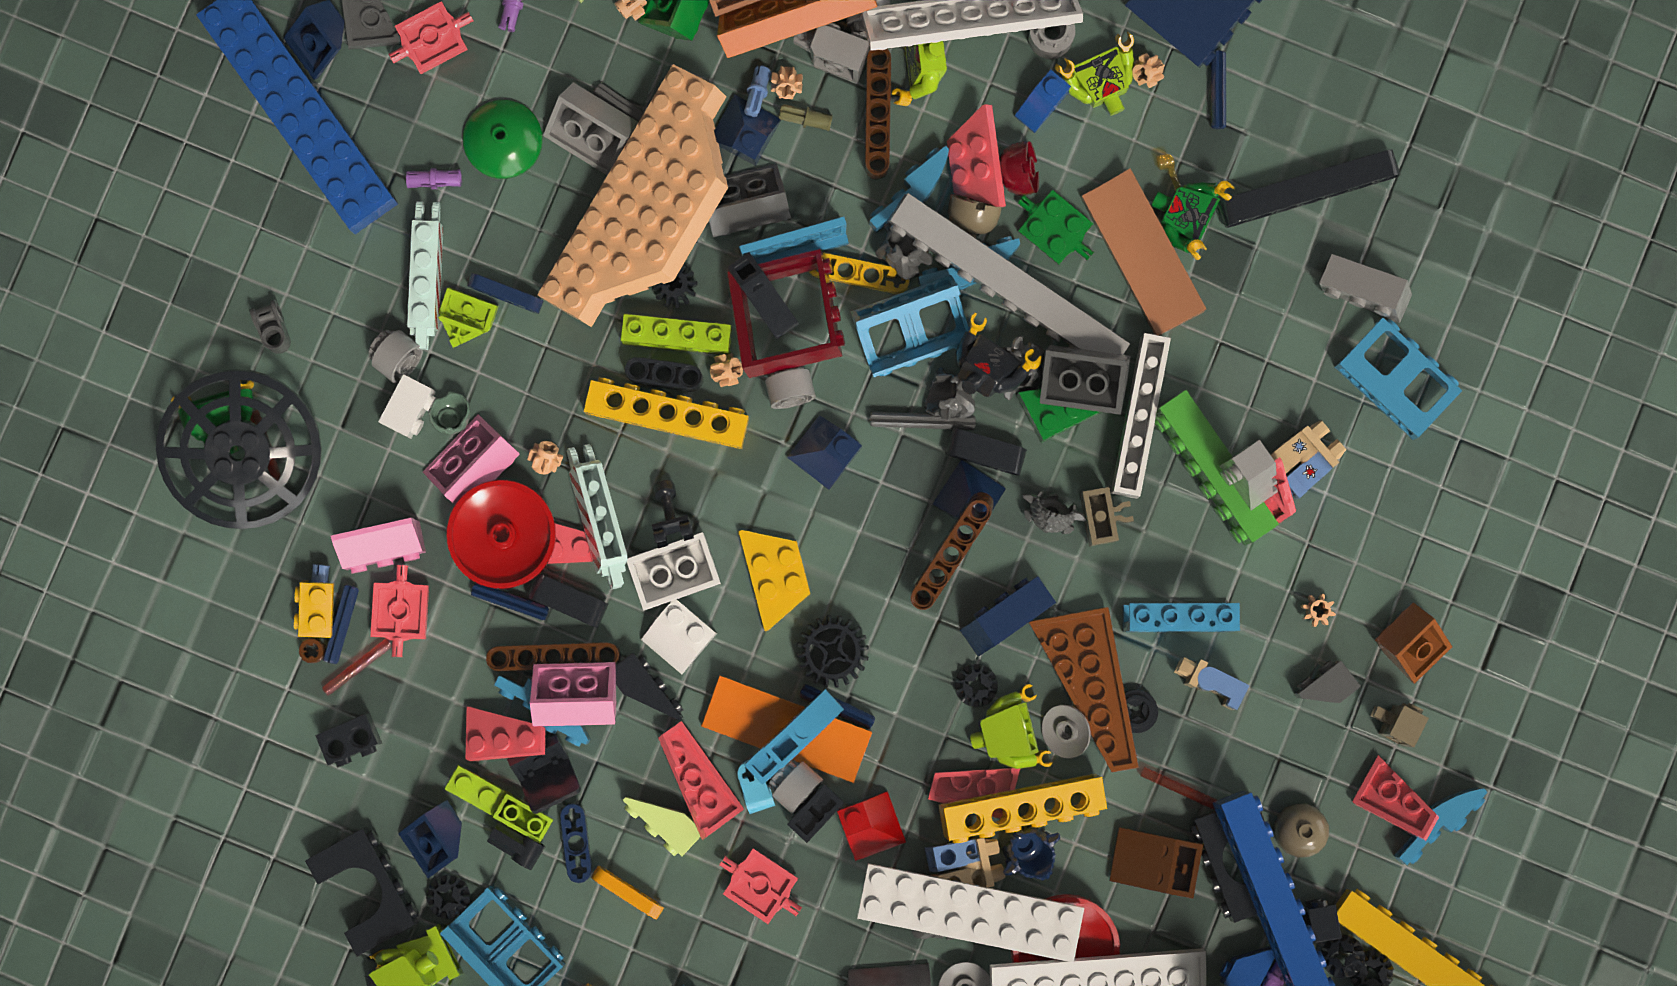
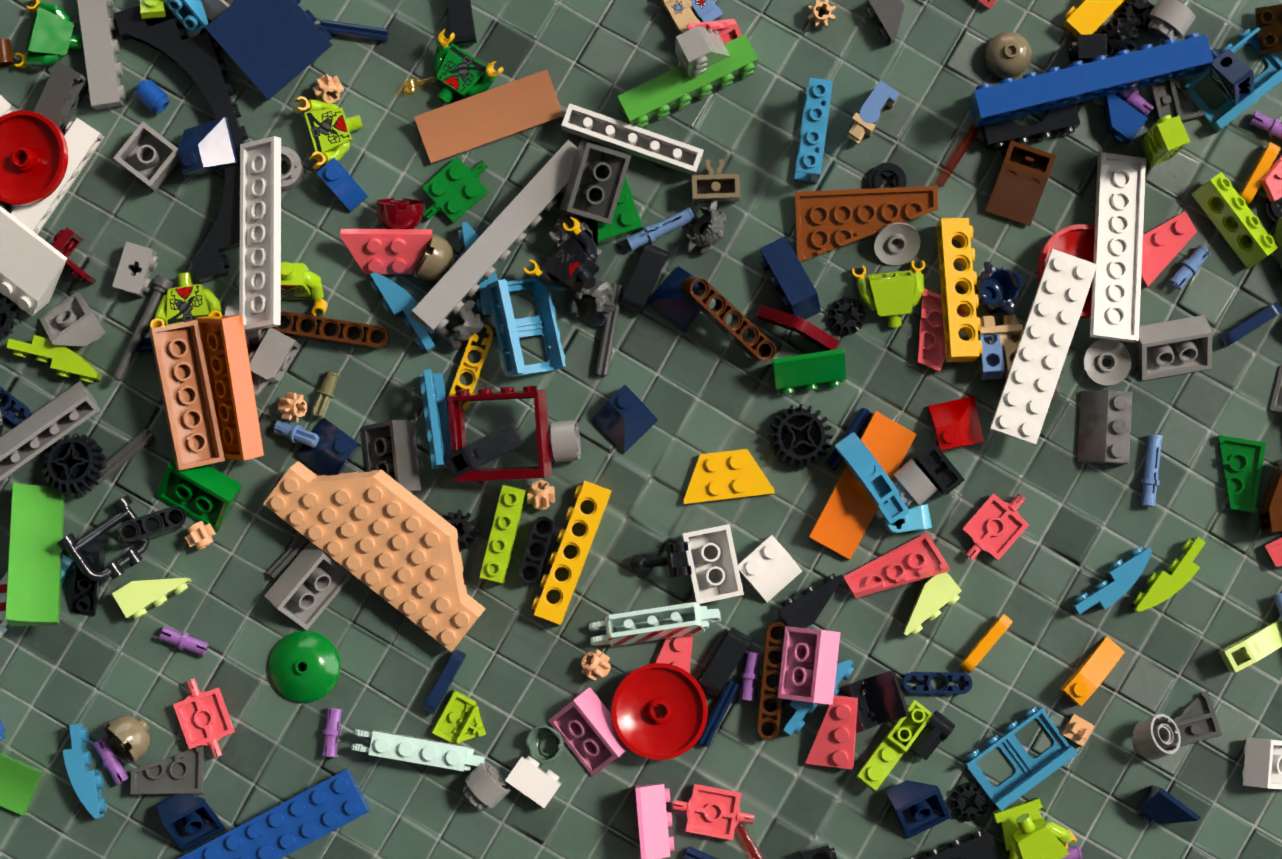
camera: 80 degrees left, 0 degrees up
(556, 631) = (750, 676): none -> medium lavender pin
(906, 650) = (809, 371): none -> green slope
(954, 632) = (797, 325): none -> dark red beam
(1045, 462) = (652, 232): none -> medium blue pin

